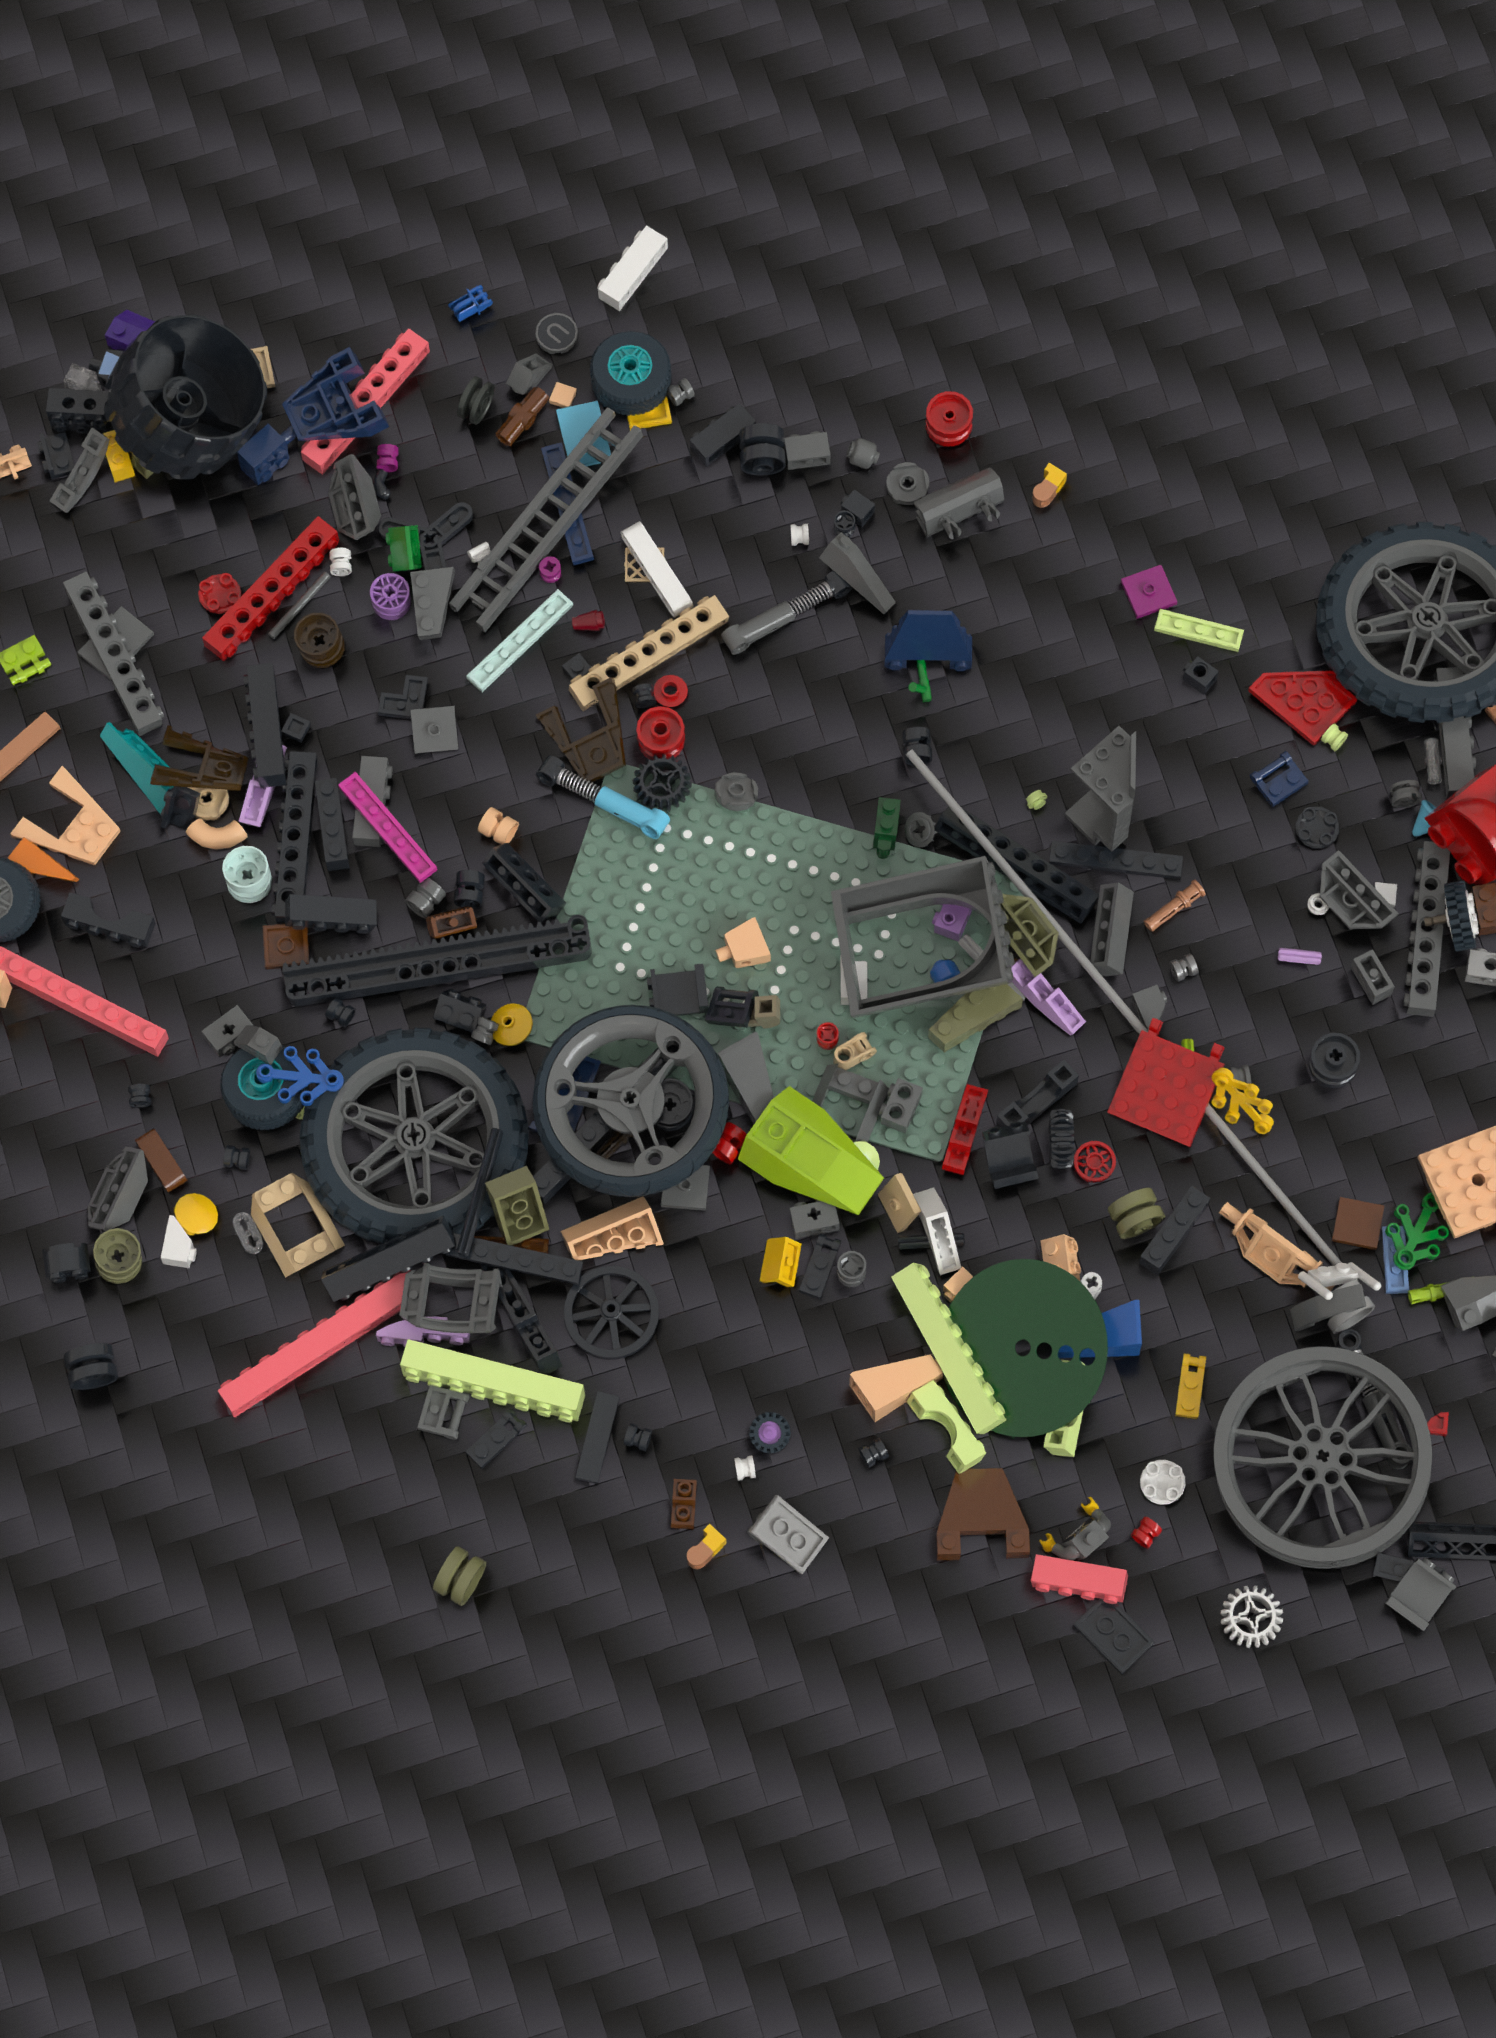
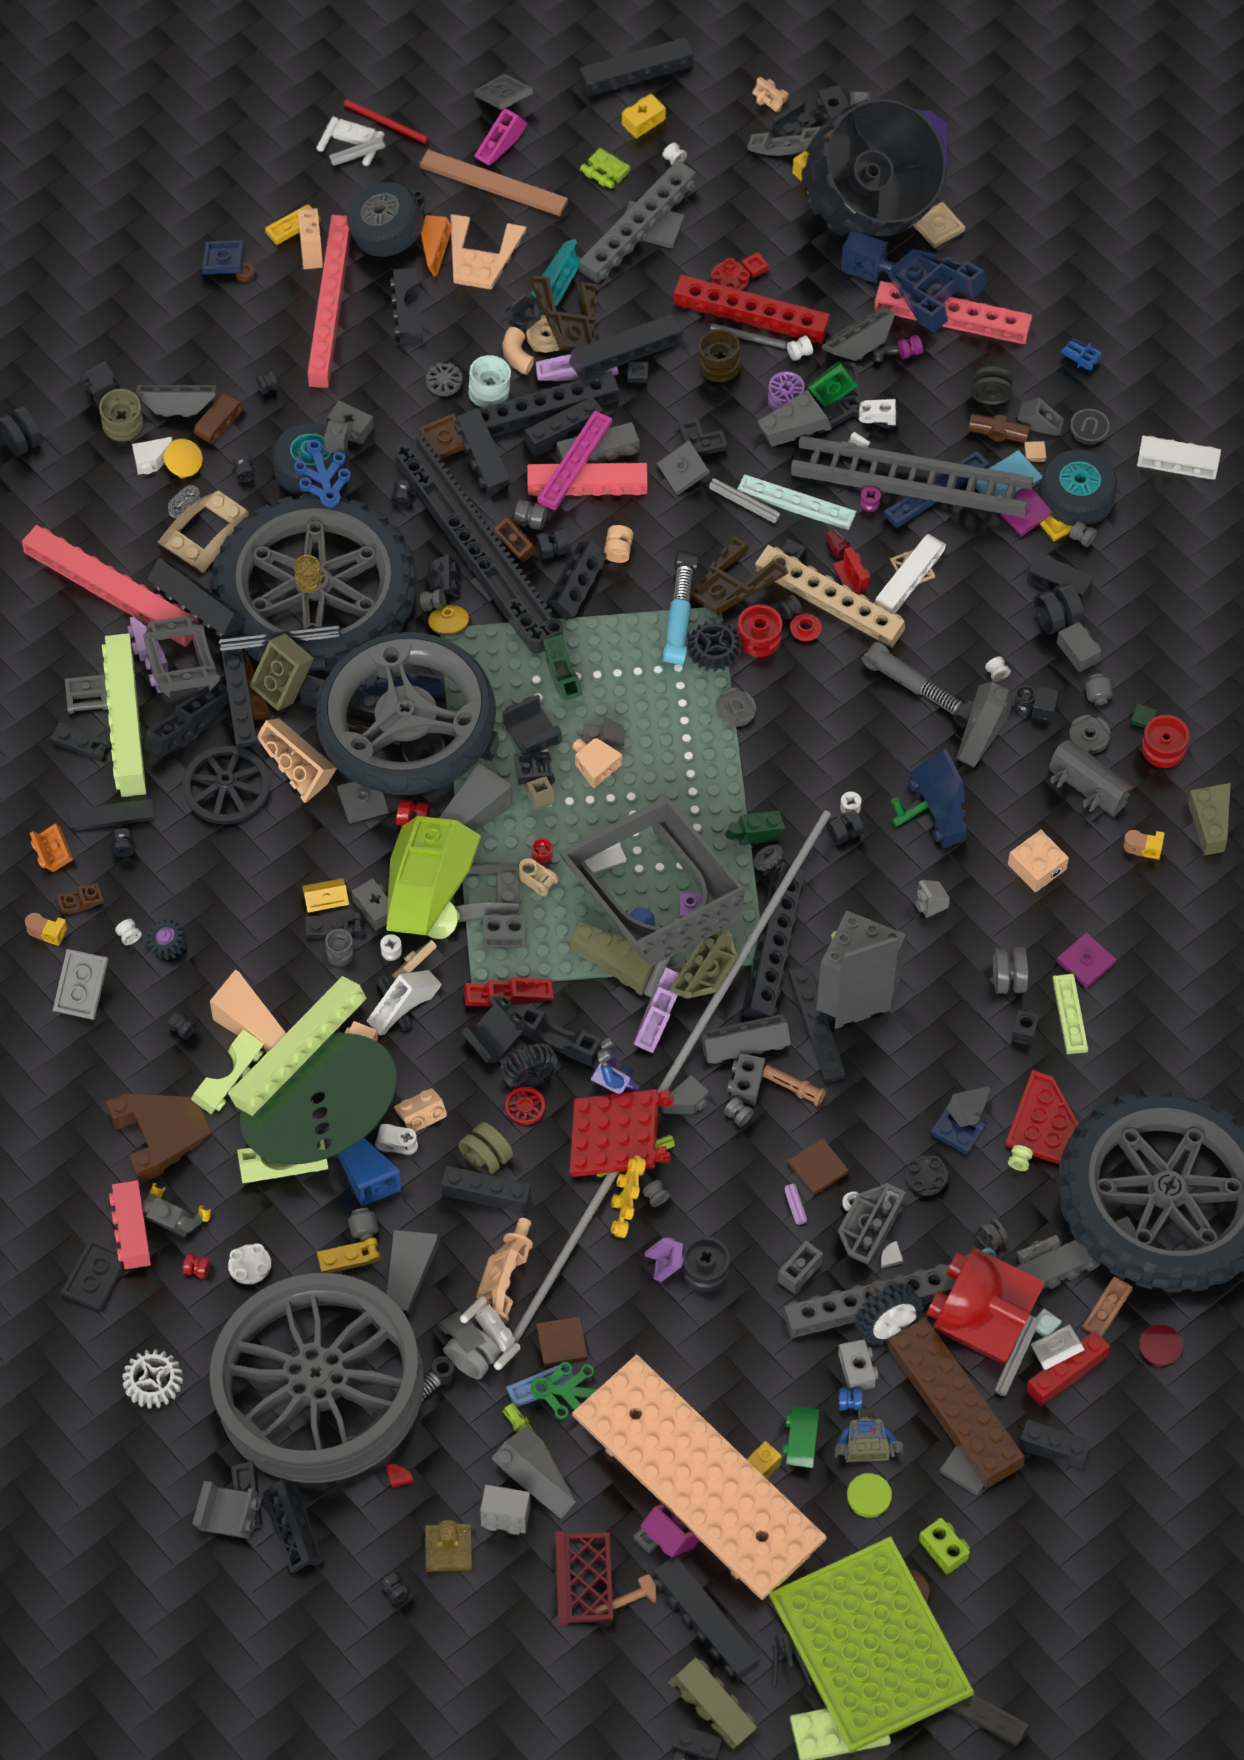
camera: 65 degrees right, 10 degrees down
(42, 585) = (673, 153): none -> white wheel
(214, 919) = (444, 379): none -> dark grey wheel
(217, 563) = (755, 265): none -> red plate
(411, 814) = (594, 479): none -> coral brick
(415, 1136) = (307, 573): none -> clear yellow wheel
(458, 518) = (878, 411): none -> white leg
(496, 688) = (744, 500): none -> light grey axle
(614, 1509) = (51, 848): none -> orange bracket
(624, 423) = (1035, 512): none -> magenta plate
(629, 938) = (560, 668): none -> dark green arch
(630, 621) = (852, 572): none -> red bracket
(715, 927) = (609, 733): none -> dark grey slope
(869, 1226) = (387, 951): none -> white wheel
(891, 736) = (850, 797): none -> white wheel
(907, 427) = (1143, 715): none -> dark green tile
(1028, 588) = (1038, 860): none -> light nougat brick
(1029, 700) = (931, 898): none -> light grey slope
(1047, 414) = (1210, 815): none -> olive wedge
(1099, 1066) = (611, 1072): none -> torso
(1140, 661) = (1014, 969): none -> dark grey wheel
(1156, 941) = (749, 1079): none -> dark grey brick
(1165, 1358) = (363, 1224): none -> dark grey head
(1229, 1331) = (409, 1265): none -> dark grey slope
(1268, 920) = (818, 1166): none -> reddish brown tile
(1269, 757) = (968, 1106): none -> dark grey slope
(1319, 1092) = (668, 1257): none -> medium lavender bracket

